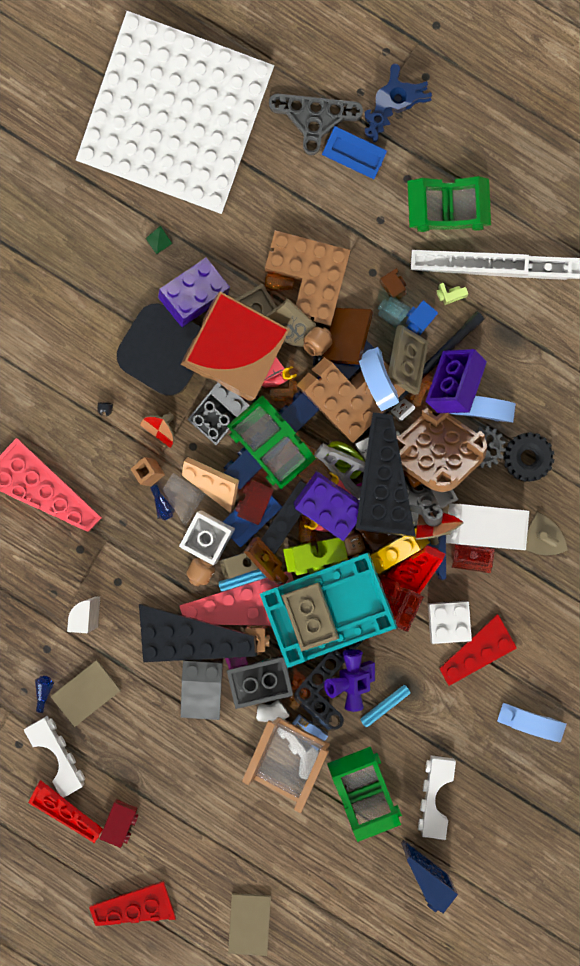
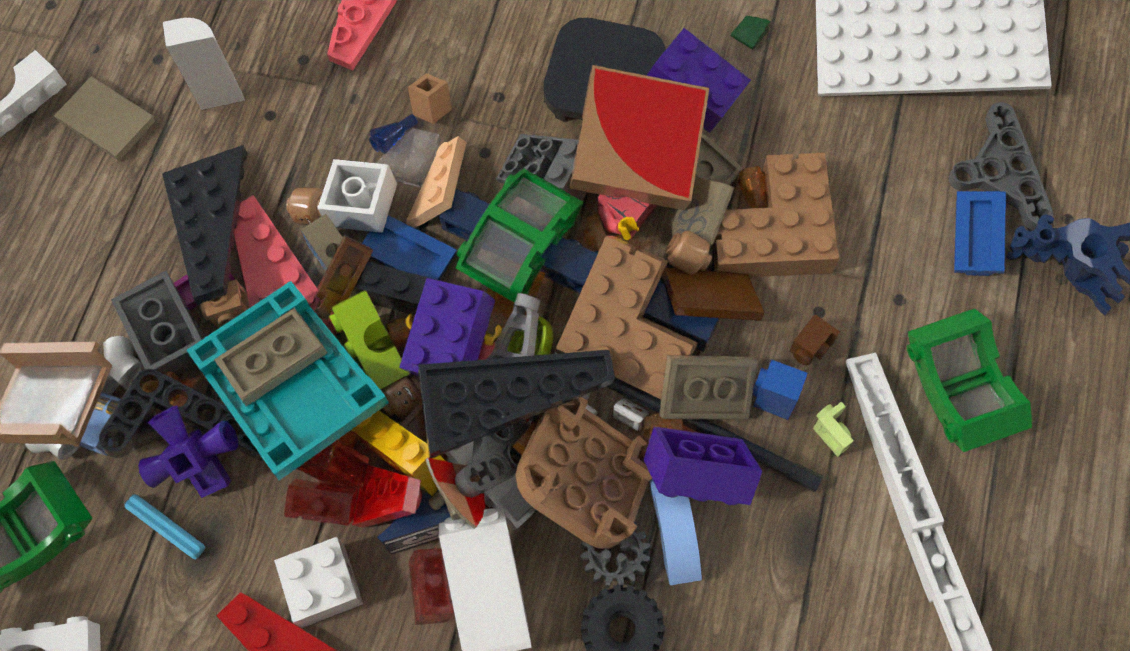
camera: 75 degrees right, 20 degrees down
(43, 687) = (100, 65): clear blue cone -> none
(104, 407) = (500, 31): black hinge -> none
(160, 427) = (502, 101): shield -> none
(201, 689) = (138, 255): slope -> none
(241, 580) = (307, 259): medium azure axle -> none
(255, 502) = (426, 243): clear red brick -> none
(378, 379) = (660, 337): light blue arch -> none
(393, 311) = (773, 345): clear light blue slope -> none

